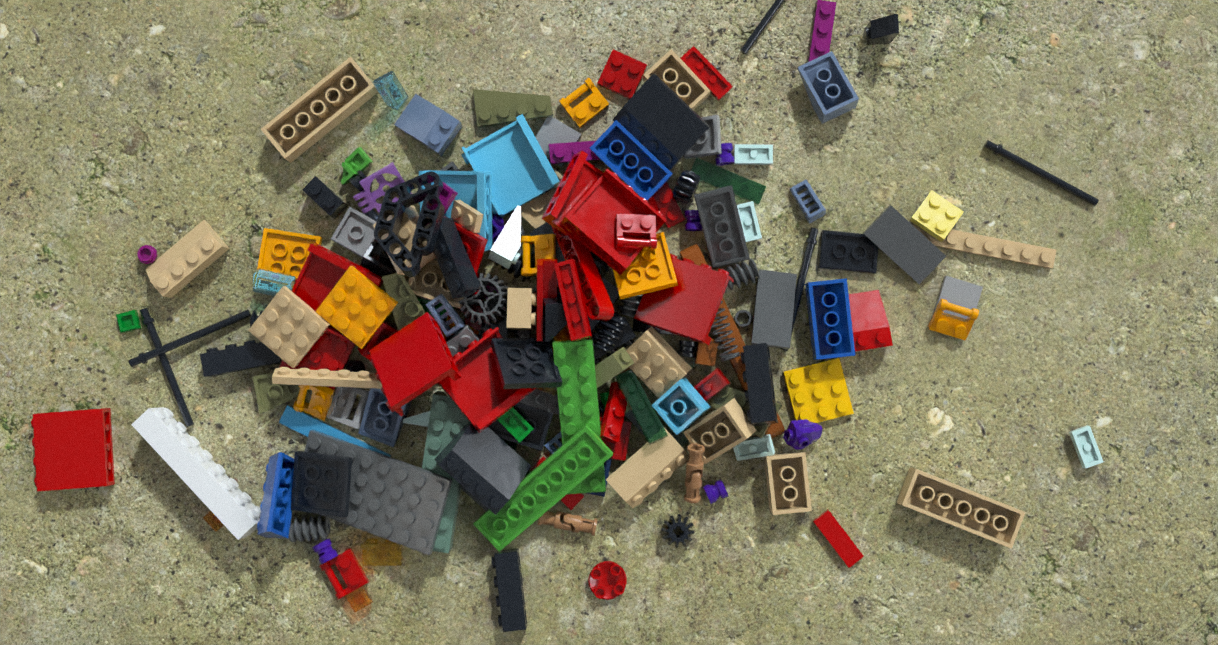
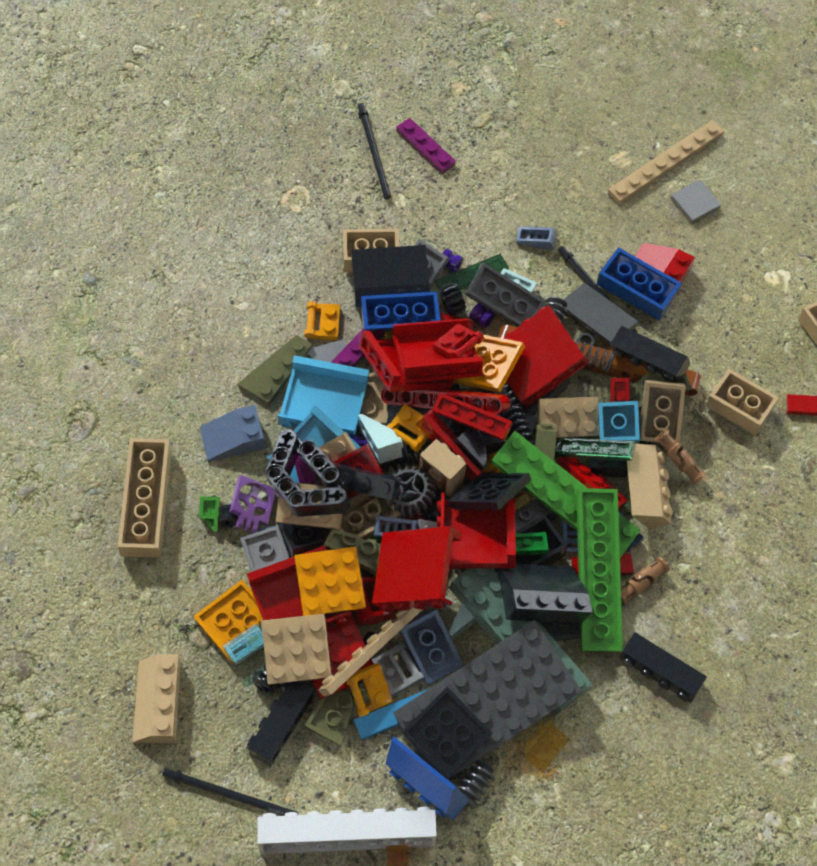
camera: 50 degrees left, 25 degrees down
(128, 321) = (162, 793): green tile -> none
(144, 357) = (206, 801): black bar -> none
(147, 254) = (122, 729): magenta plate -> none
(325, 197) = (215, 550): black brick -> none
(325, 551) = (499, 789): dark purple wheel -> none
(350, 571) = (539, 786): red plate -> none
(359, 598) = (569, 796): clear orange plate -> none
(390, 90) = (182, 435): clear light blue slope -> none
(607, 580) = (715, 590): red dish -> none
(622, 74) = (326, 281): red plate -> none
(683, 526) = (723, 510): black gear -> none
(687, 348) = (575, 390): black wheel -> none
(706, 73) = (400, 224): red plate -> none
(706, 353) = (591, 382): dark orange brick -> none
(716, 491) = (707, 457): dark purple wheel -> none
(753, 154) = (469, 243): light aqua plate -> none
(754, 448) = (695, 404): light aqua plate -> none
(802, 433) = (713, 362): dark purple hand -> none
(818, 391) = (690, 334): yellow plate -> none
(828, 87) = (466, 163): sand blue slope -> none
(847, 252) = (597, 240): black tile -> none
(882, 30) = (458, 102): black slope -> none
(904, 244) = (625, 200): dark grey tile -> none
(936, 216) = (622, 168): light yellow plate -> none
(951, 324) = (710, 217): light orange plate -> none
(998, 150) = (644, 92): black bar -> none

